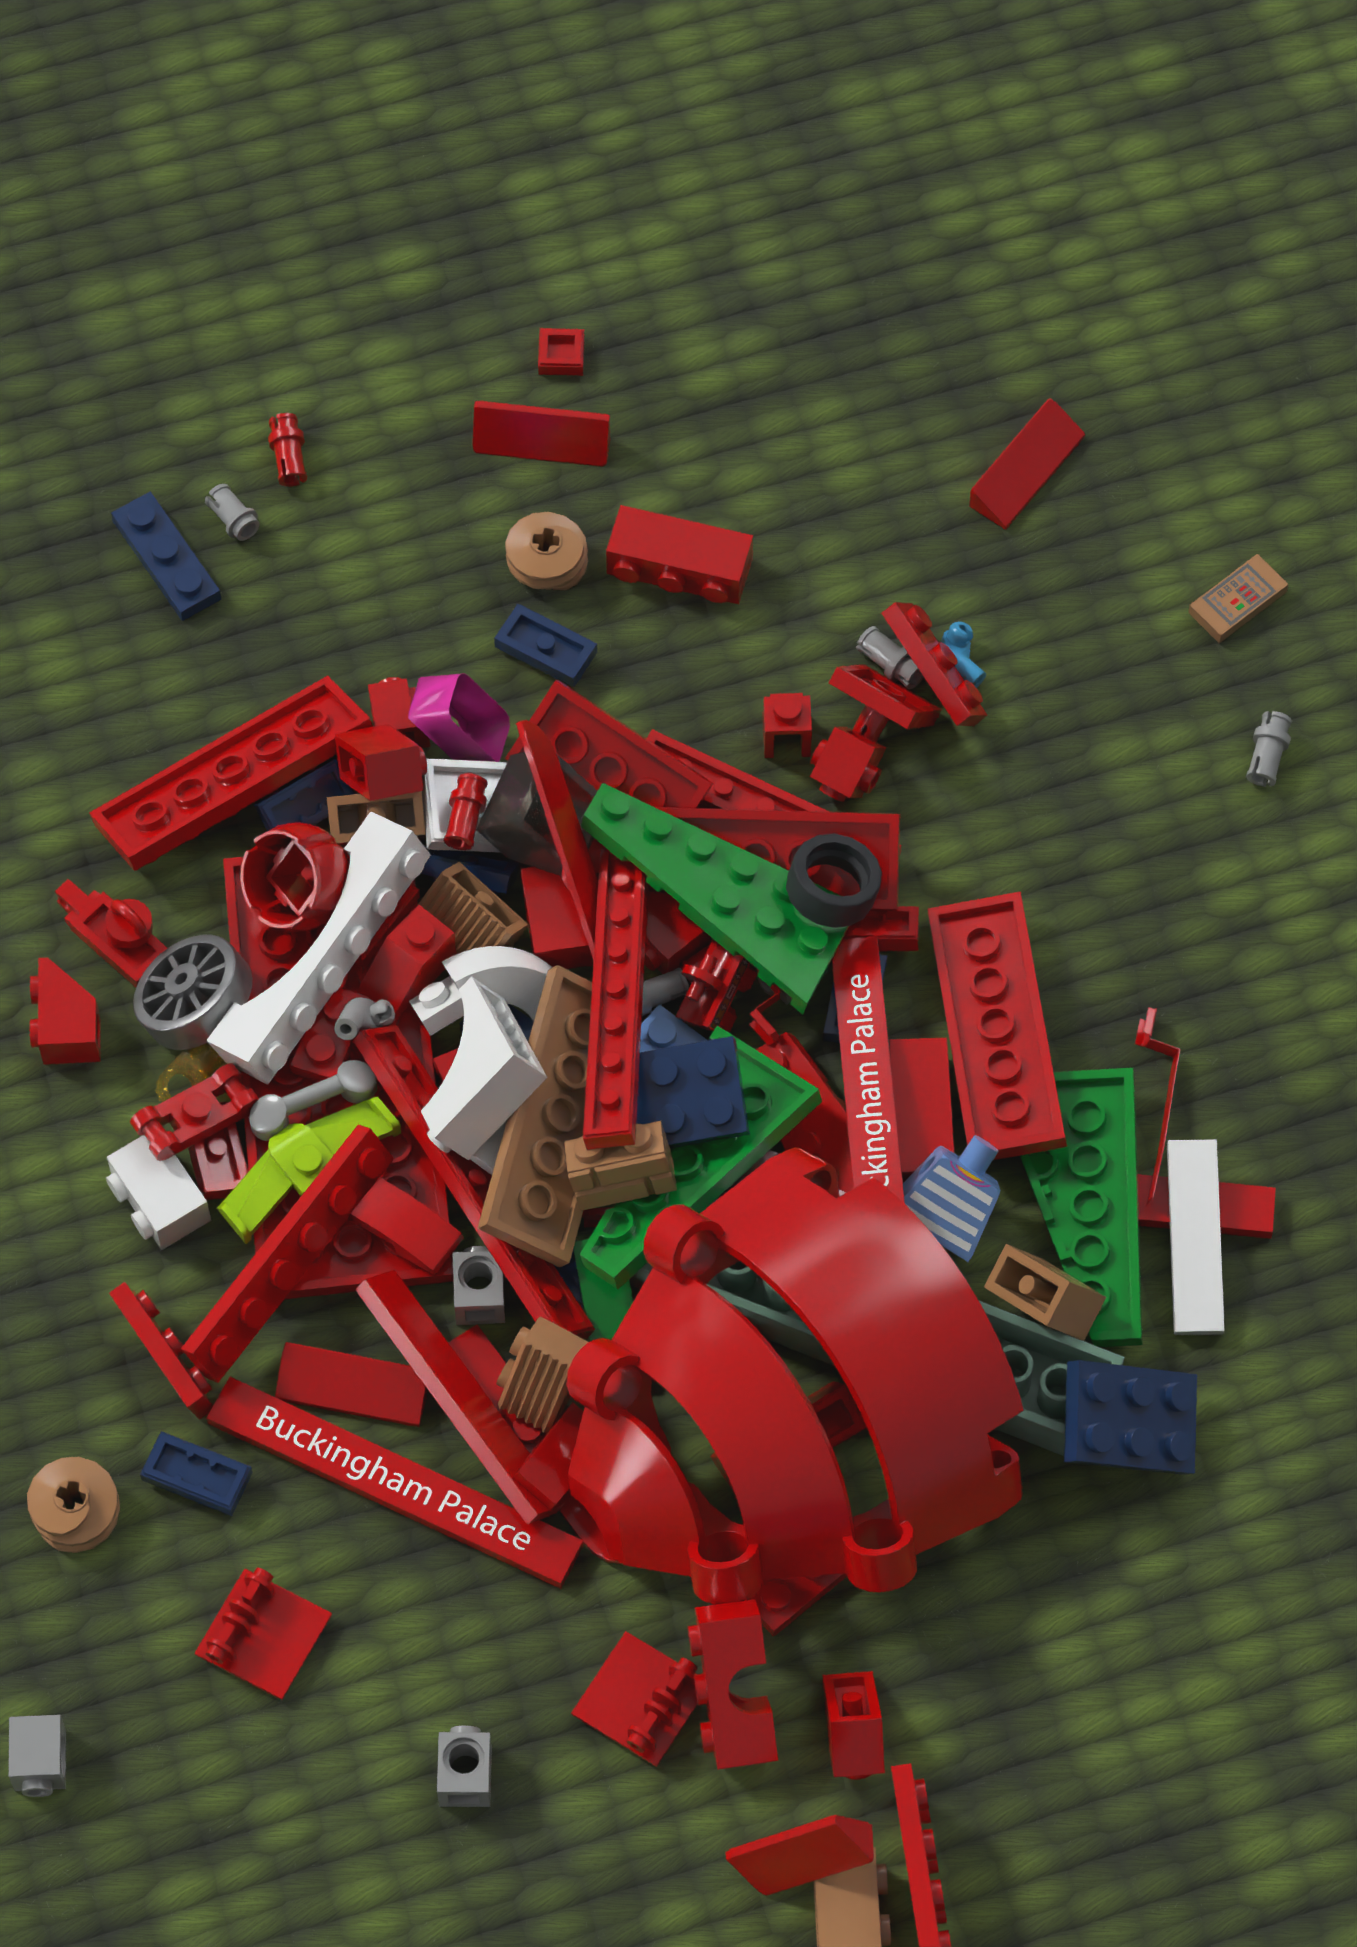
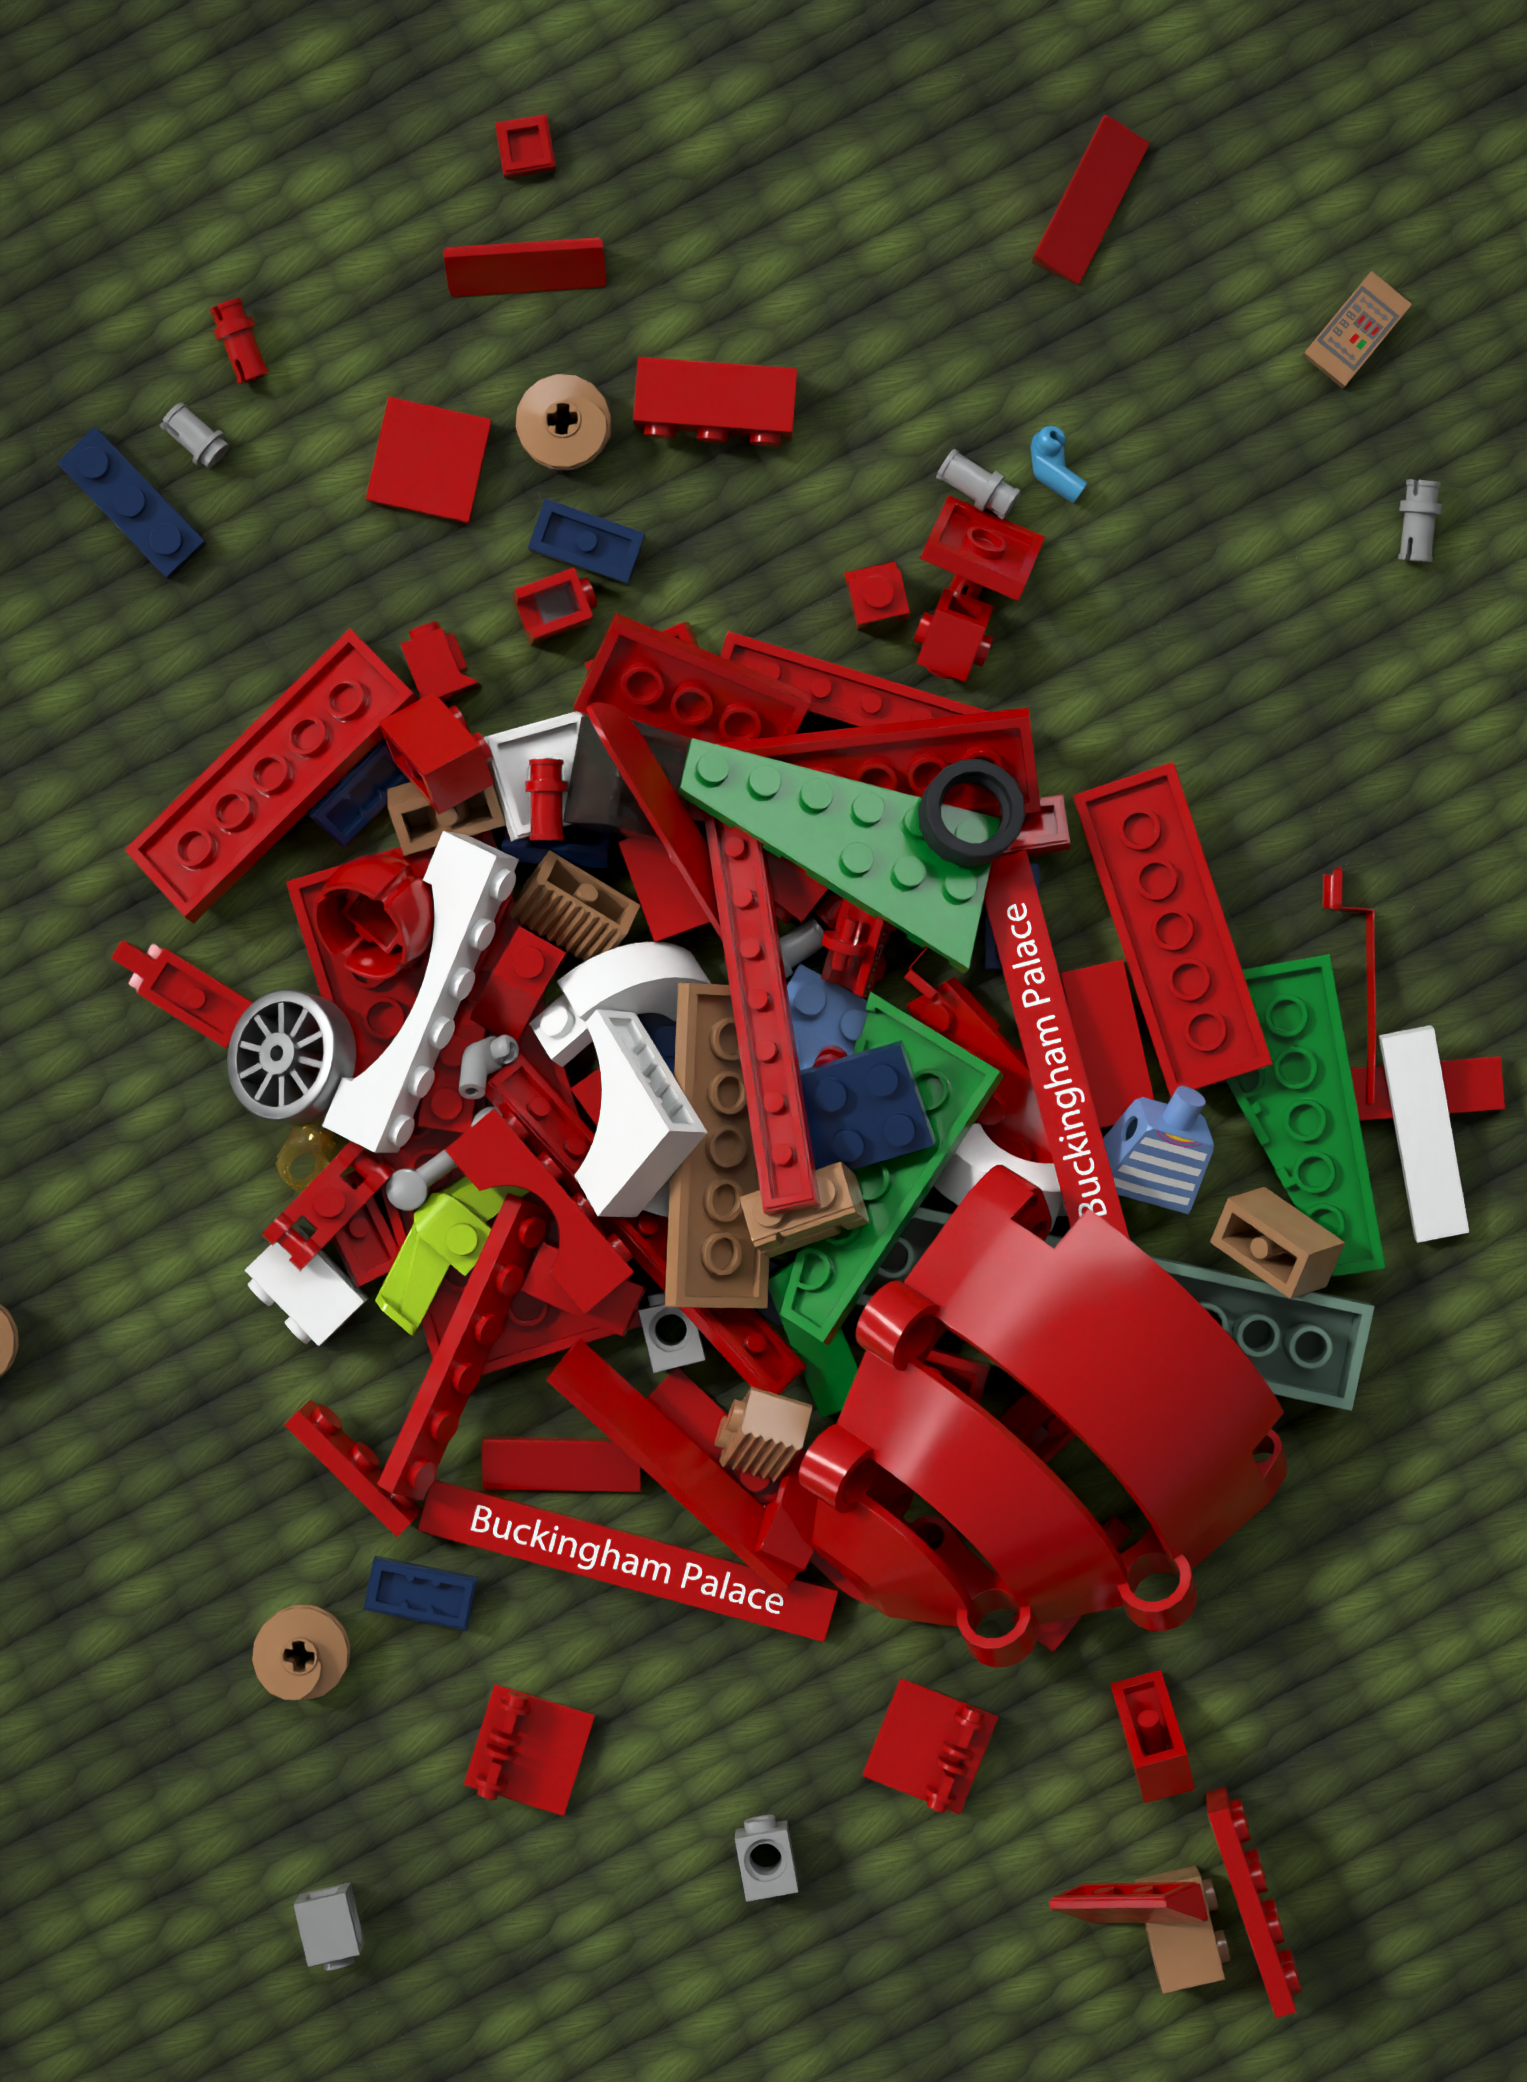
camera: 10 degrees left, 25 degrees up
(67, 1017) = (159, 1102): red slope -> none
(128, 923) = (202, 985): red tile -> none
(356, 1088) = (585, 1262): none -> red arch
(425, 565) = (429, 460): none -> red tile
(480, 718) = (537, 665): dark pink piece -> none
(510, 681) = (554, 605): none -> red window
(738, 1727) = (1026, 1739): red arch -> none
(935, 663) = (1030, 491): red plate -> none
(1130, 1417) = (1390, 1369): dark blue plate -> none

